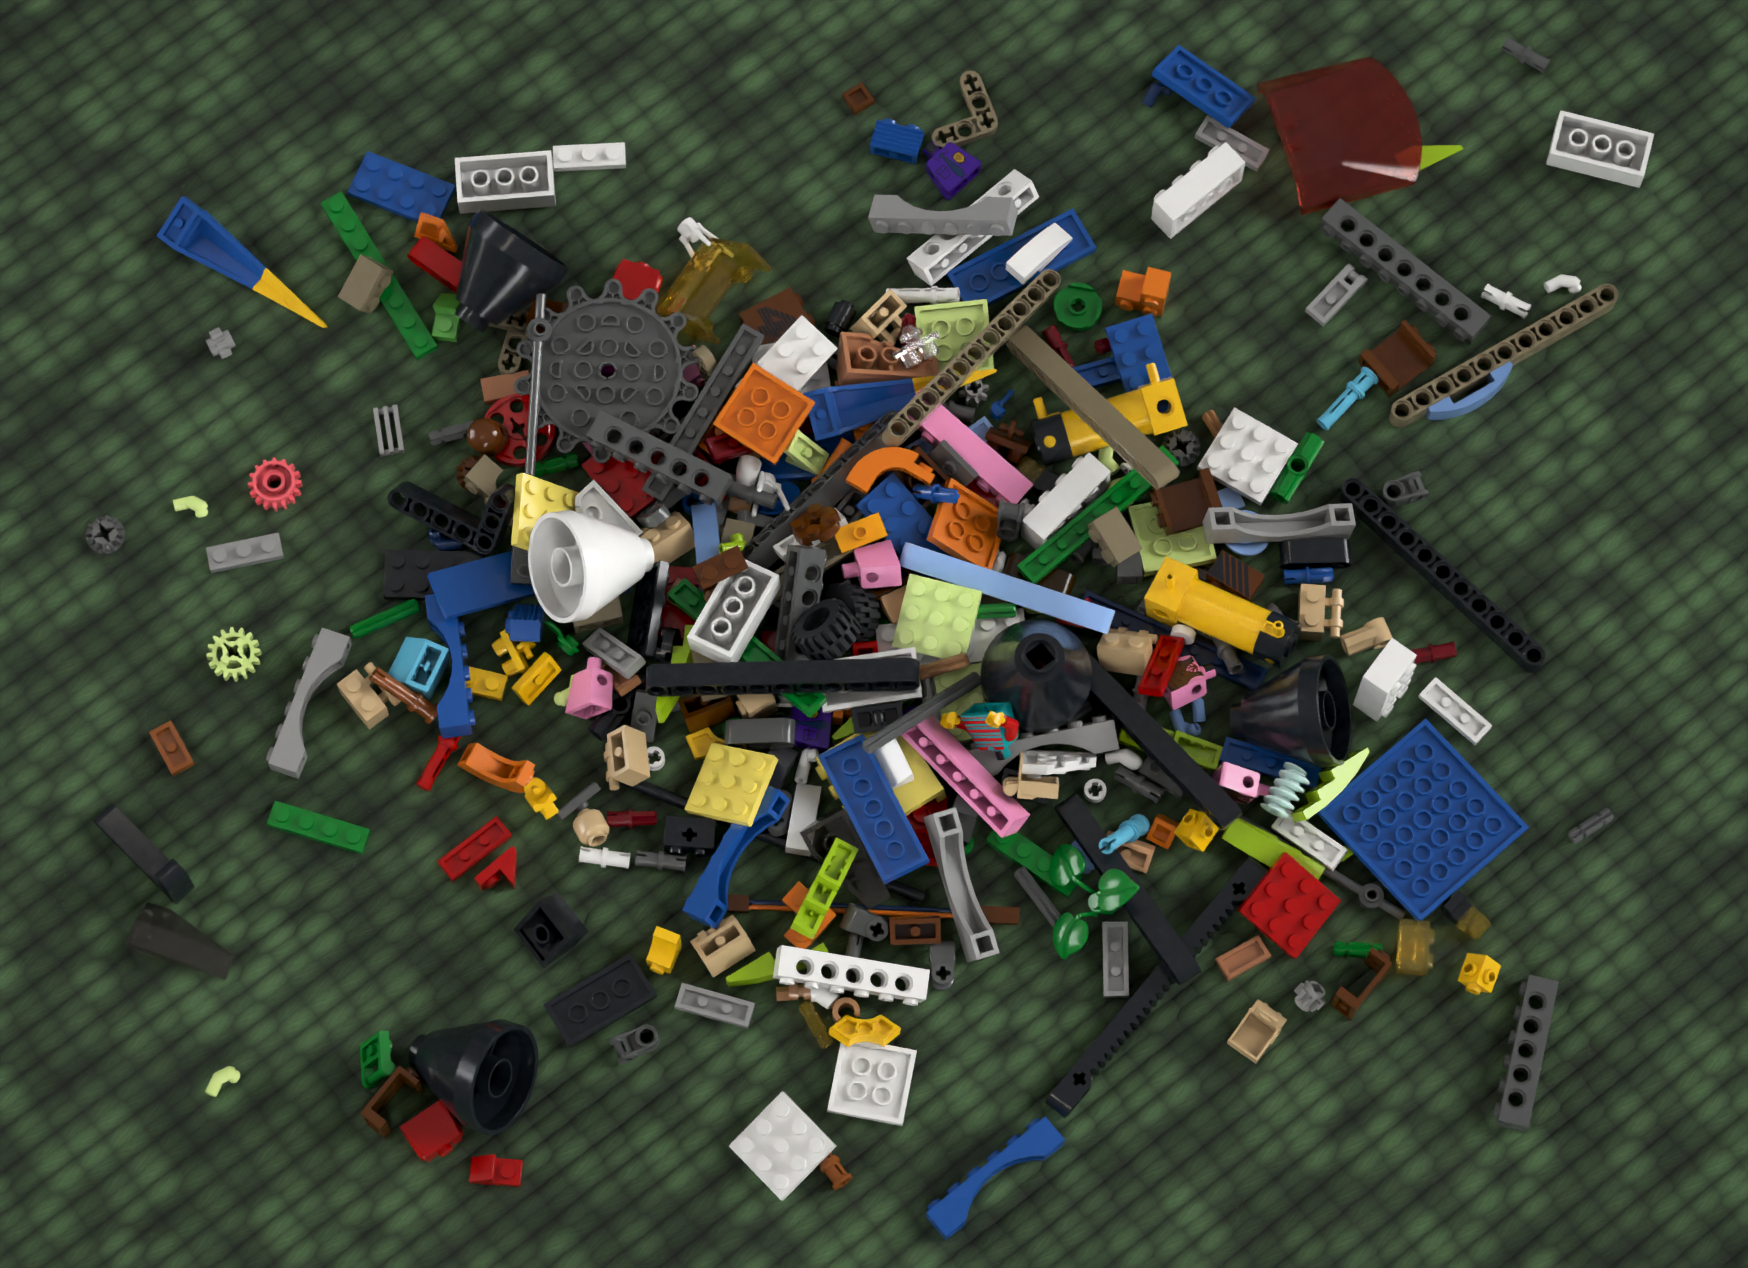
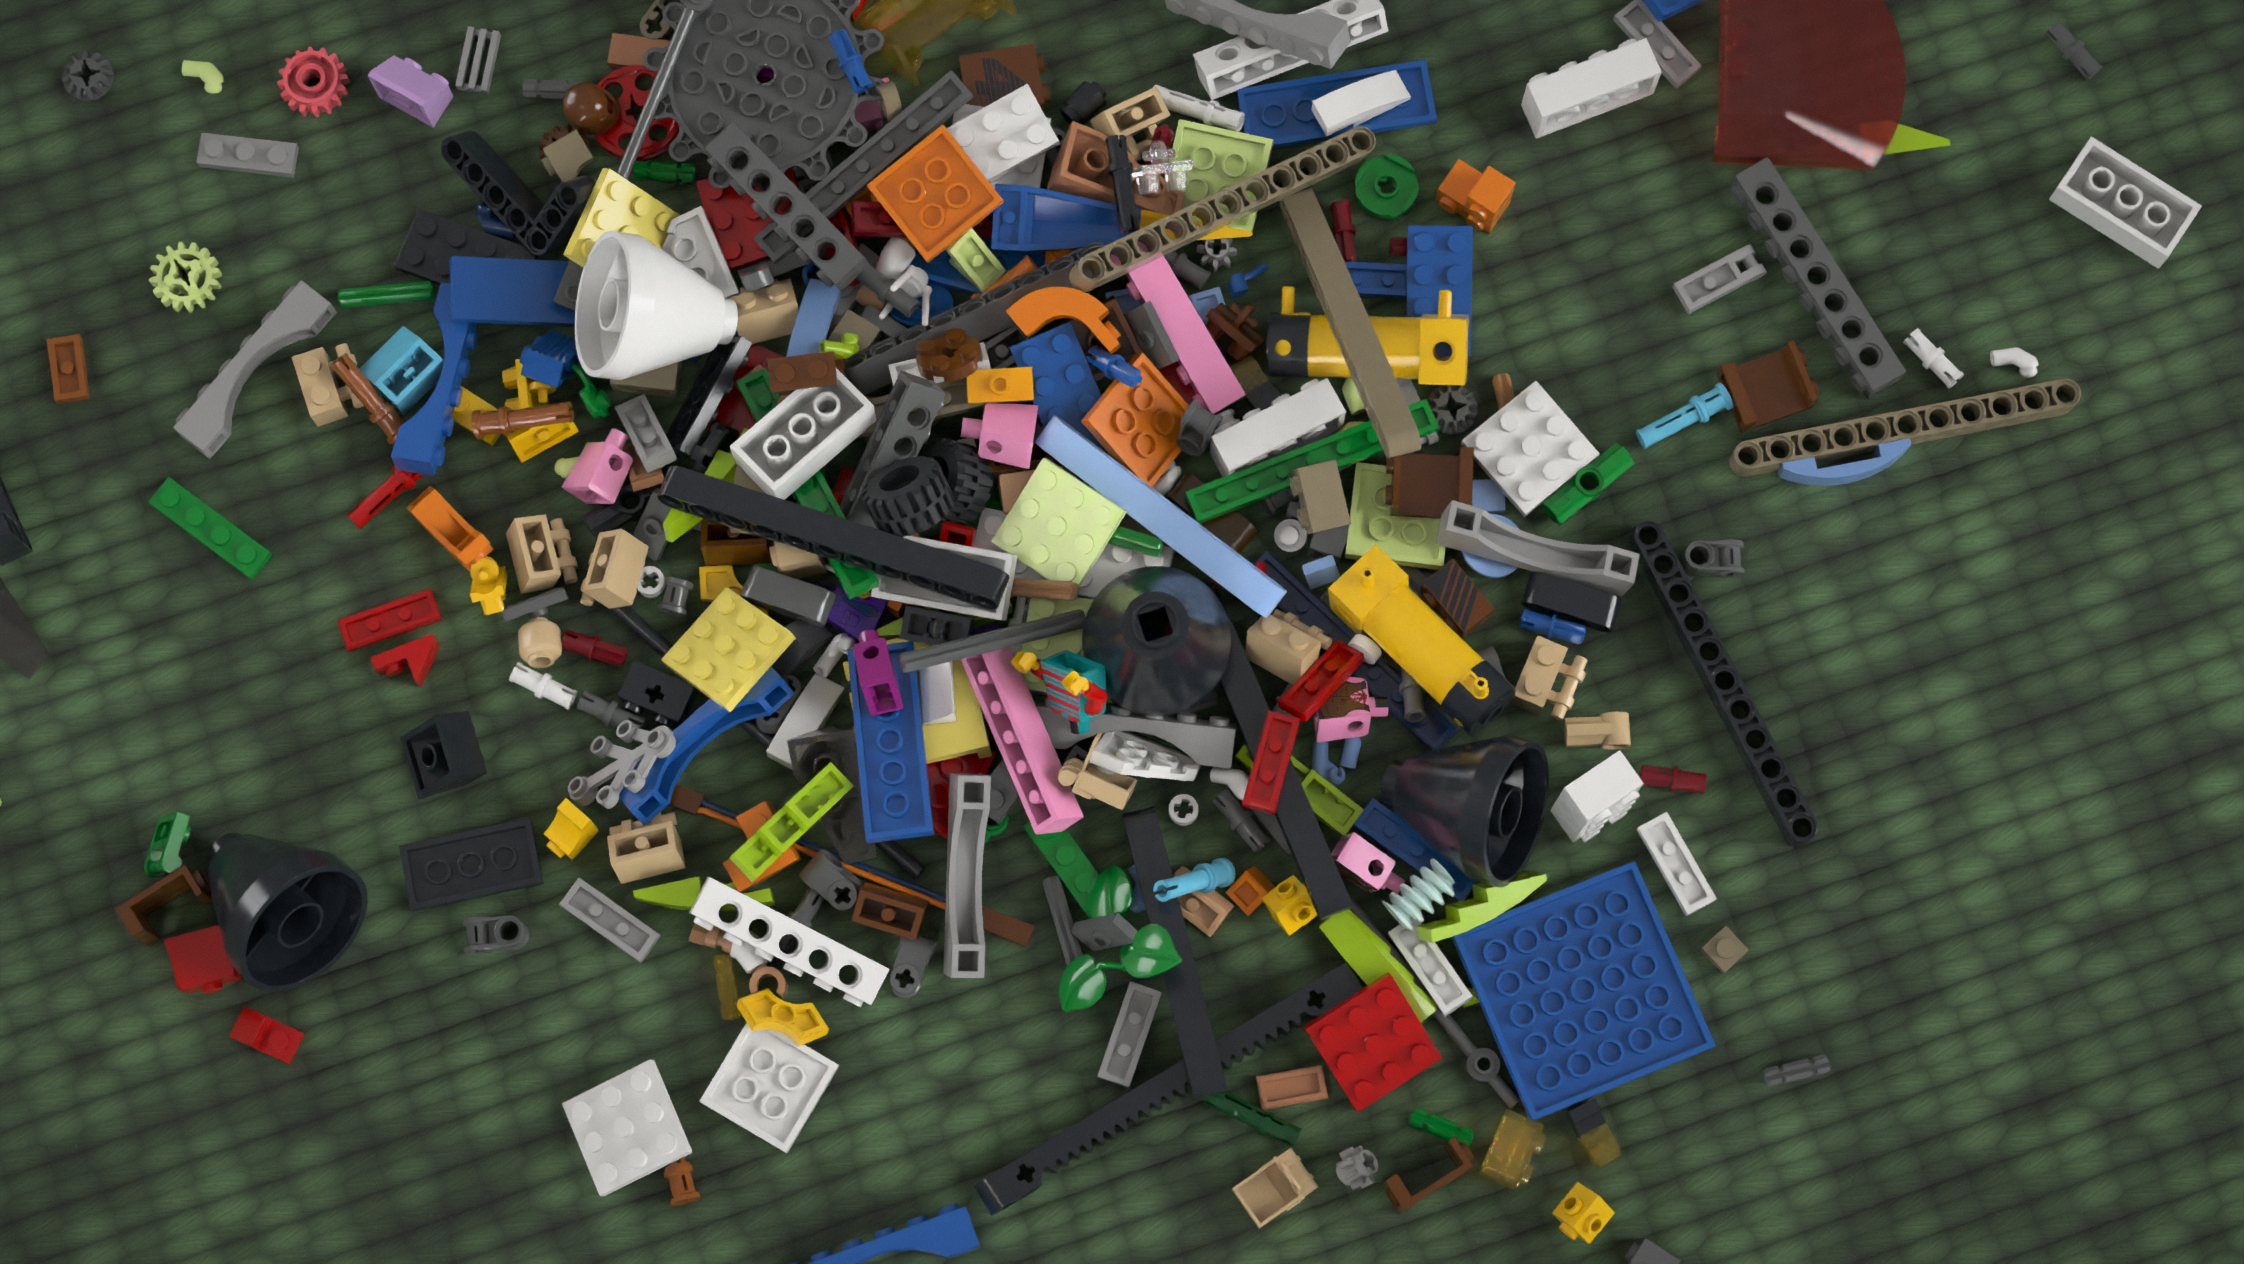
camera: 20 degrees right, 5 degrees up
(350, 466) = (411, 89): none -> lavender slope
(510, 677) = (508, 420): none -> dark orange pin
(567, 764) = (535, 556): none -> tan brick
(668, 340) = (850, 61): none -> blue axle
(676, 762) = (675, 597): none -> dark grey bush
(703, 869) = (655, 744): none -> light grey plant
(847, 757) = (877, 673): none -> magenta torso
(891, 360) = (1120, 171): none -> black pin
(1073, 892) = (1104, 932): none -> dark grey plate
(1100, 573) = (1290, 535): none -> white plate
(1131, 591) = (1321, 571): none -> light blue tile
(1148, 732) = (1271, 762): none -> red tile
(1224, 986) = (1258, 1118): none -> dark green pin
(1510, 759) = (1724, 949): none -> dark tan plate

